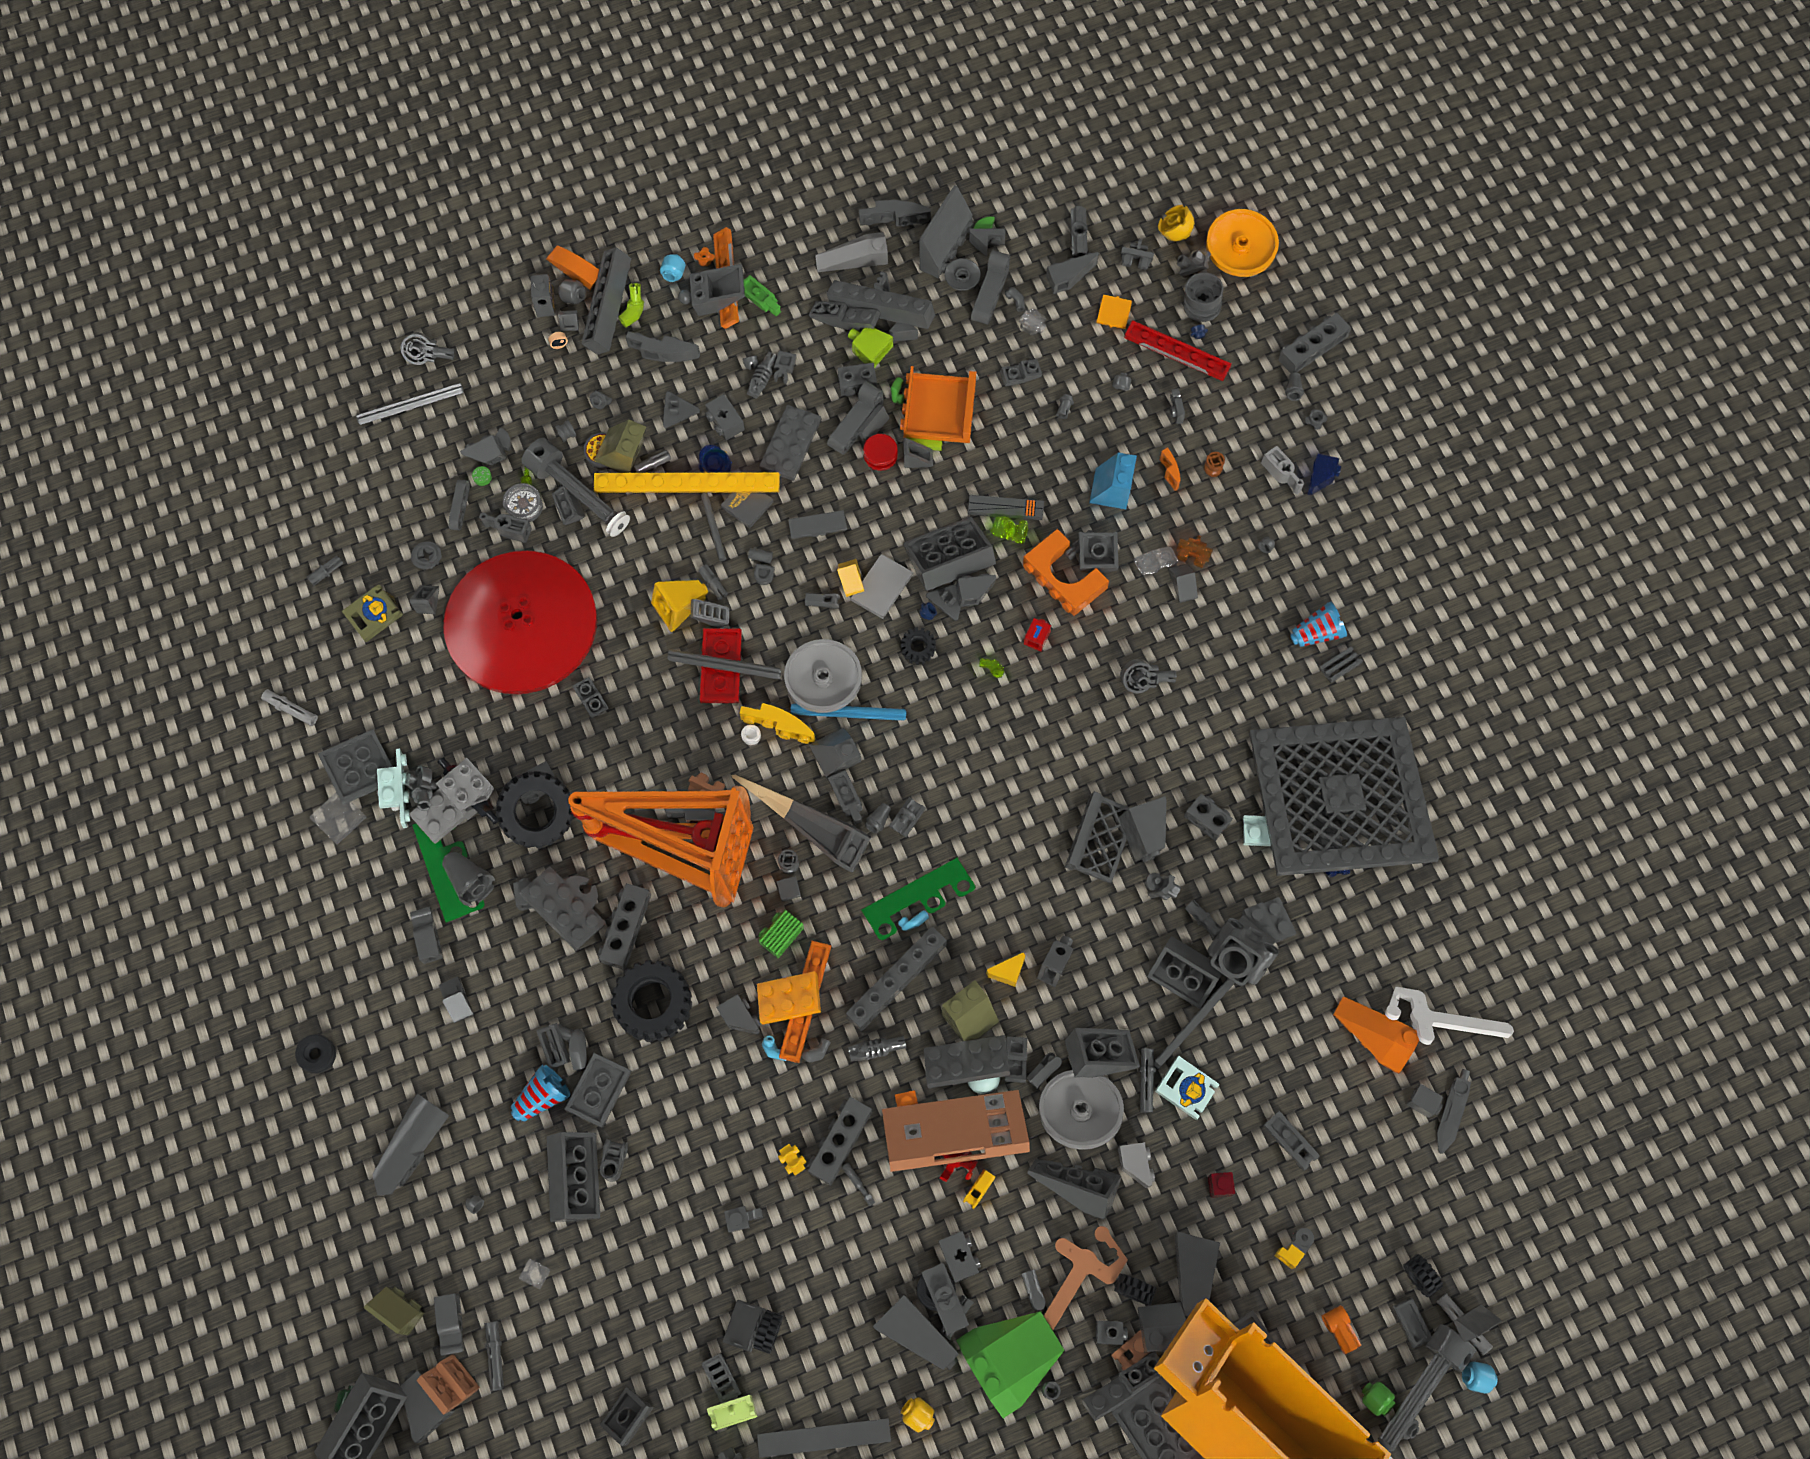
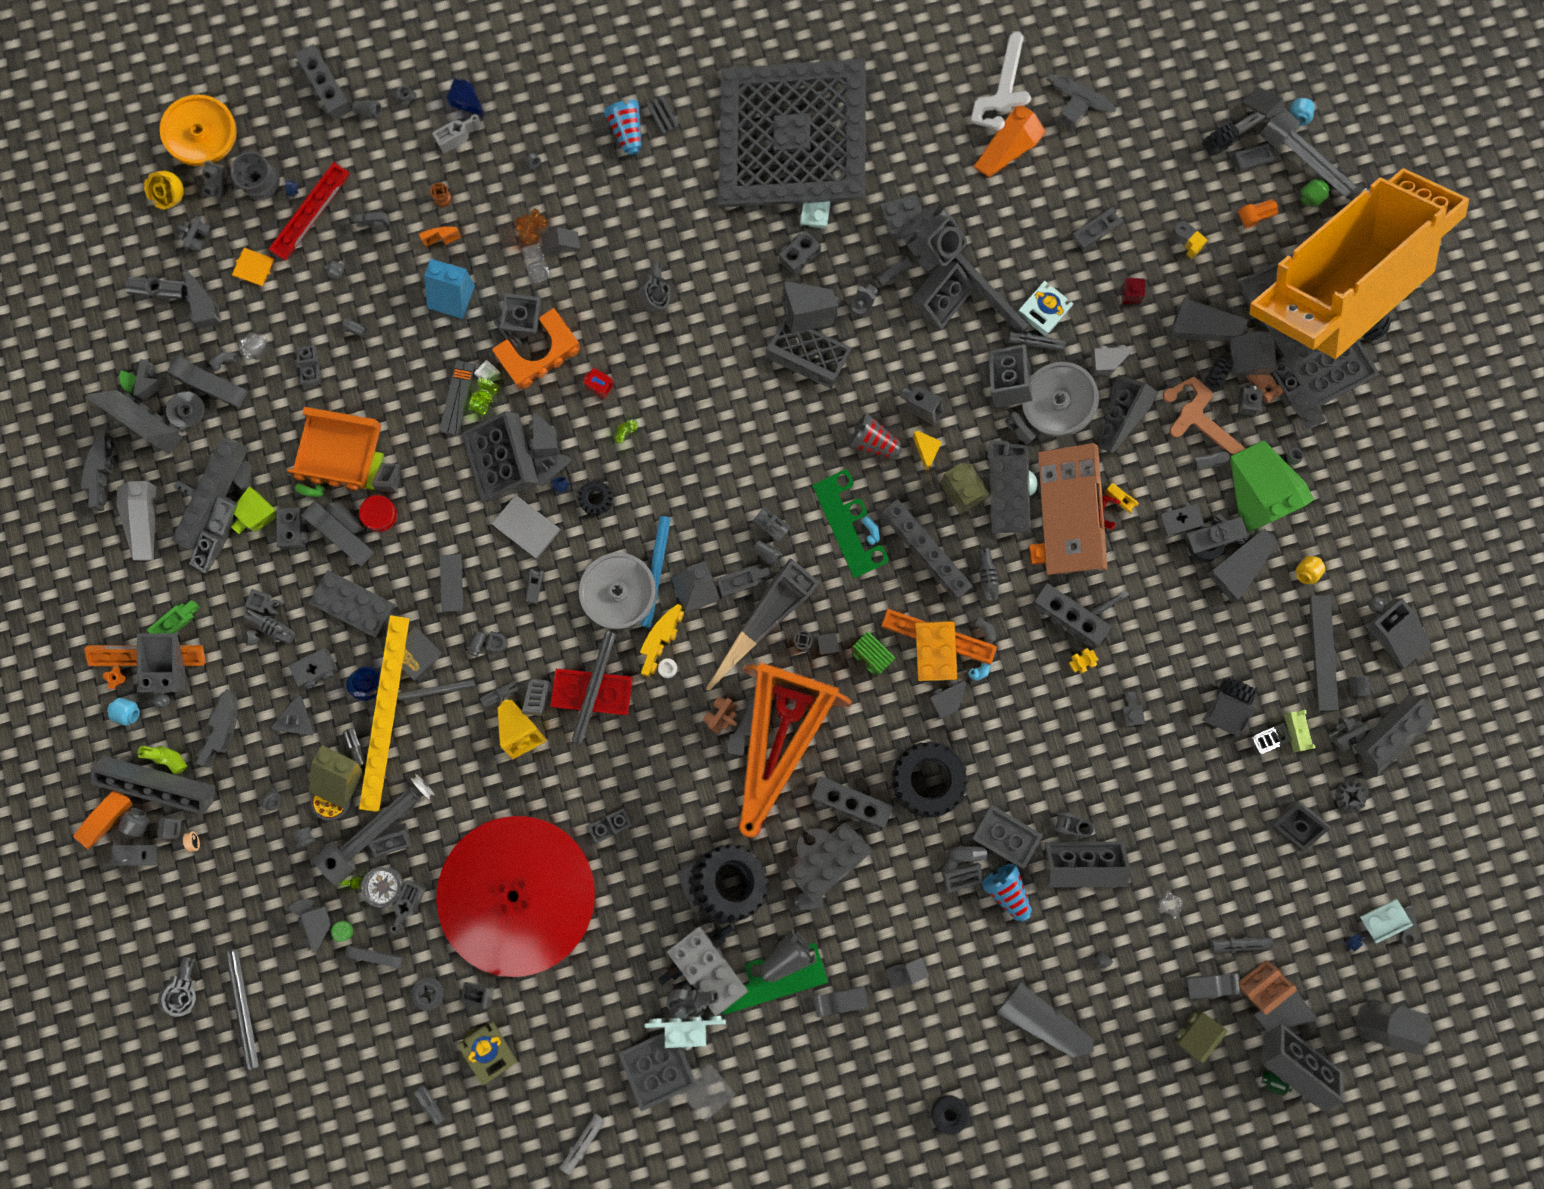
camera: 85 degrees left, 10 degrees up
(850, 577) = (513, 555): yellow slope -> none
(1011, 913) = (874, 438): none -> dark grey cone
(1037, 531) = (487, 371): none -> white tile

